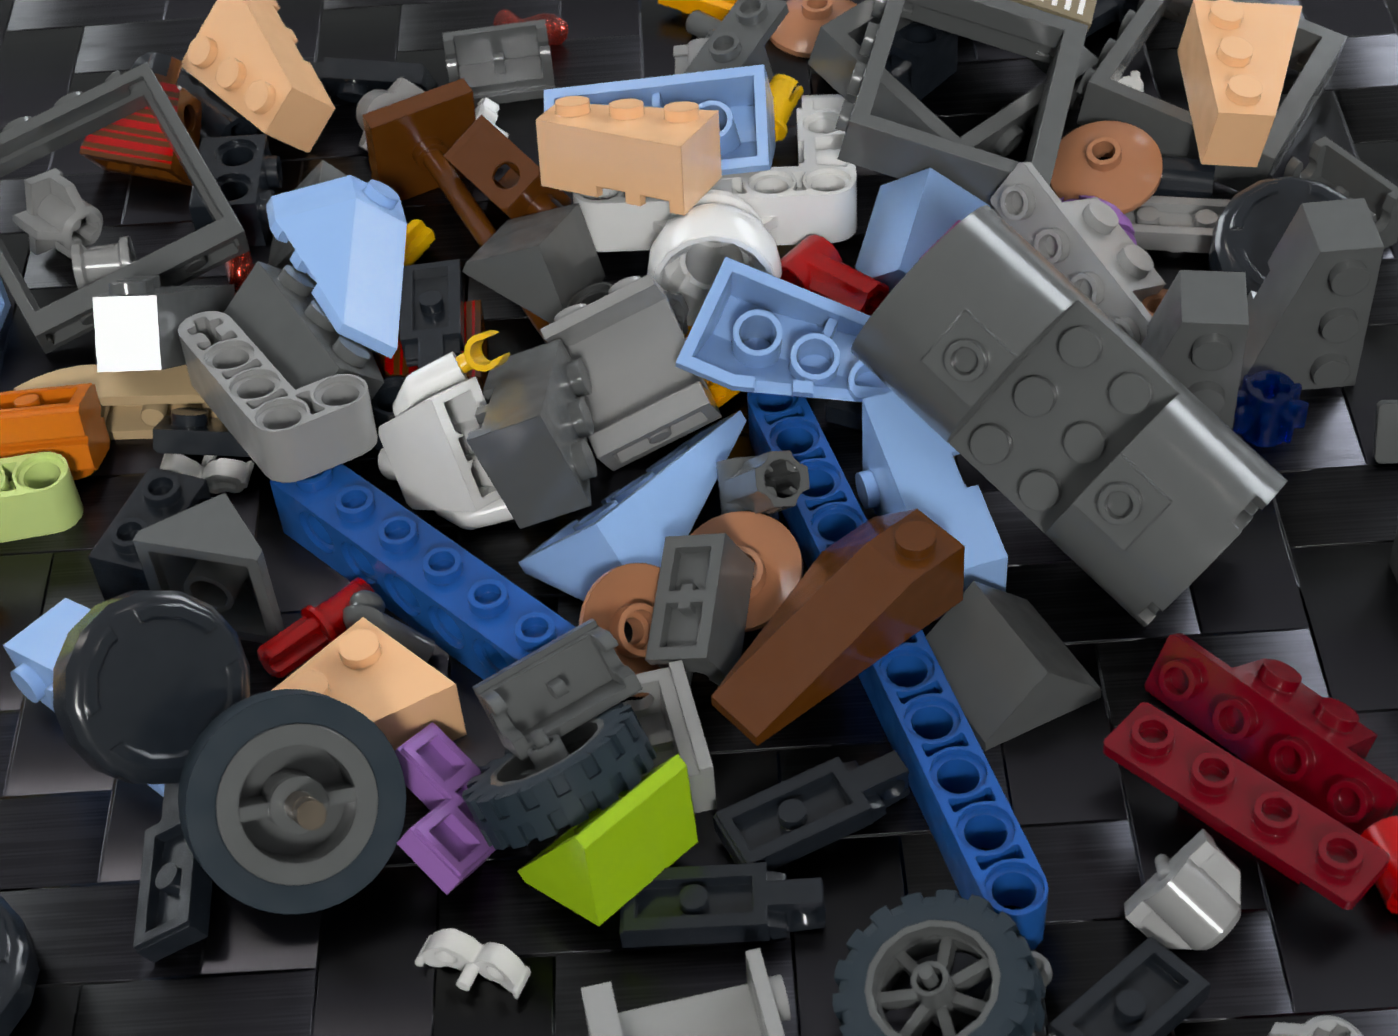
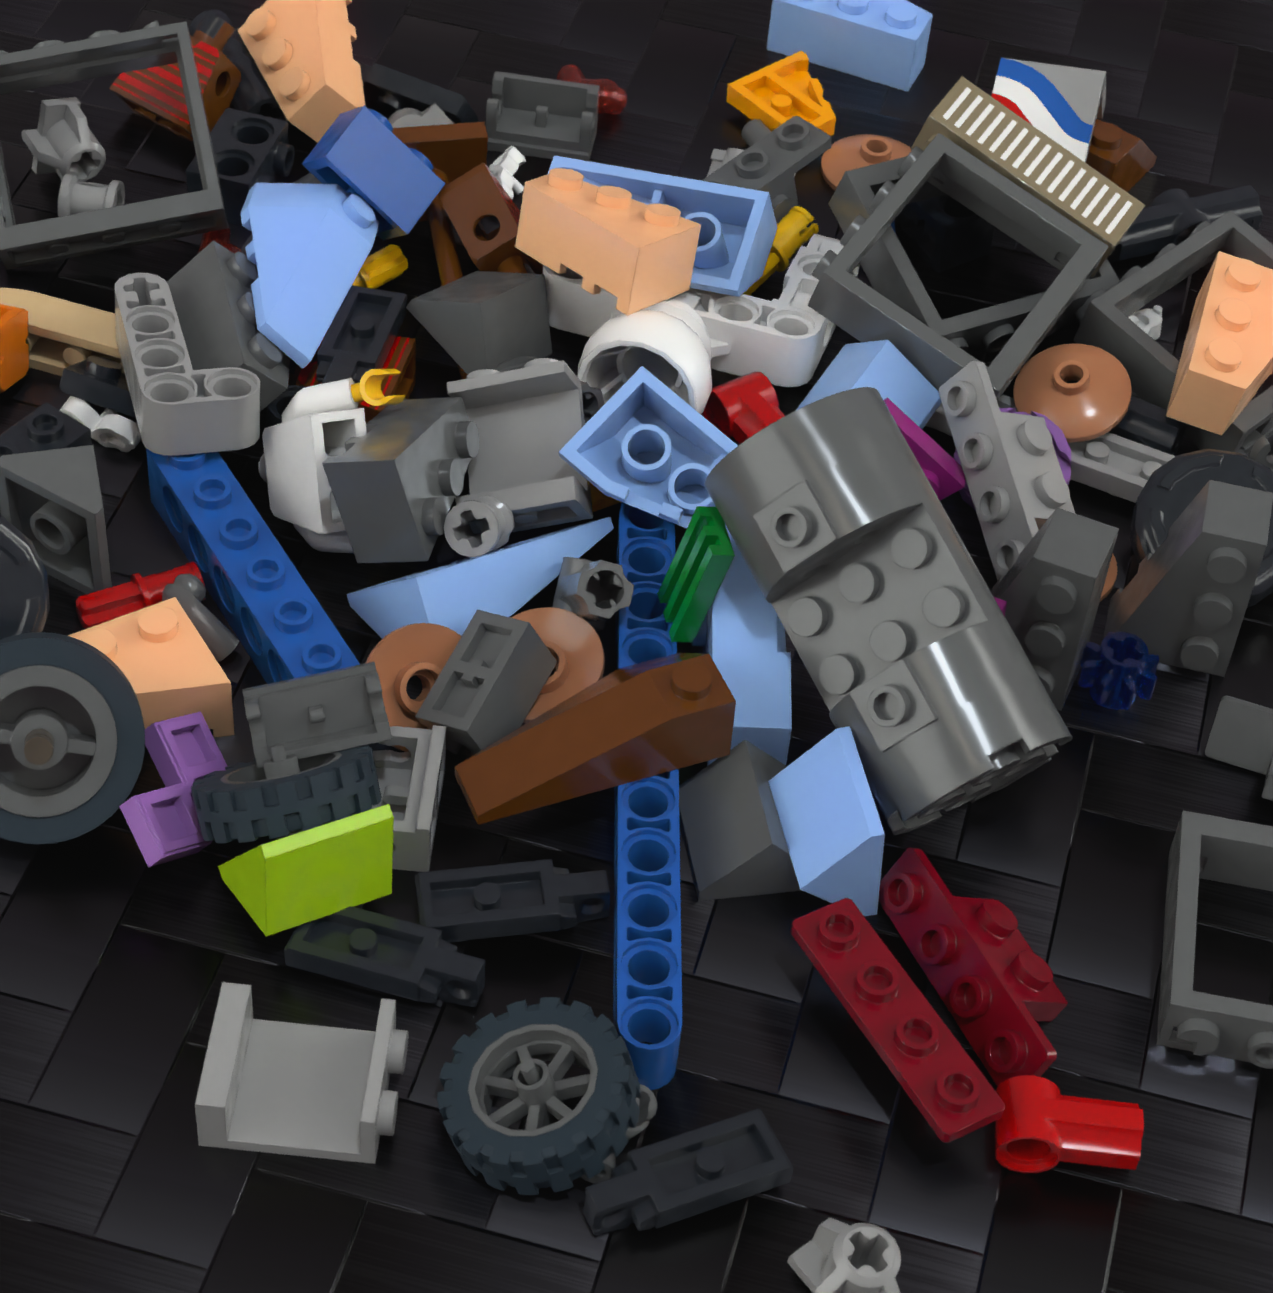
camera: 10 degrees right, 0 degrees up
(141, 319) = (84, 261): wedge -> none
(379, 145) = (378, 167): none -> blue brick
(466, 954) = (141, 921): white piece -> none
(624, 475) = (458, 529): none -> light grey bush
(863, 436) = (696, 573): none -> green tile
(1093, 631) = (832, 822): none -> light blue slope
(1190, 898) = (811, 1088): light grey piece -> none

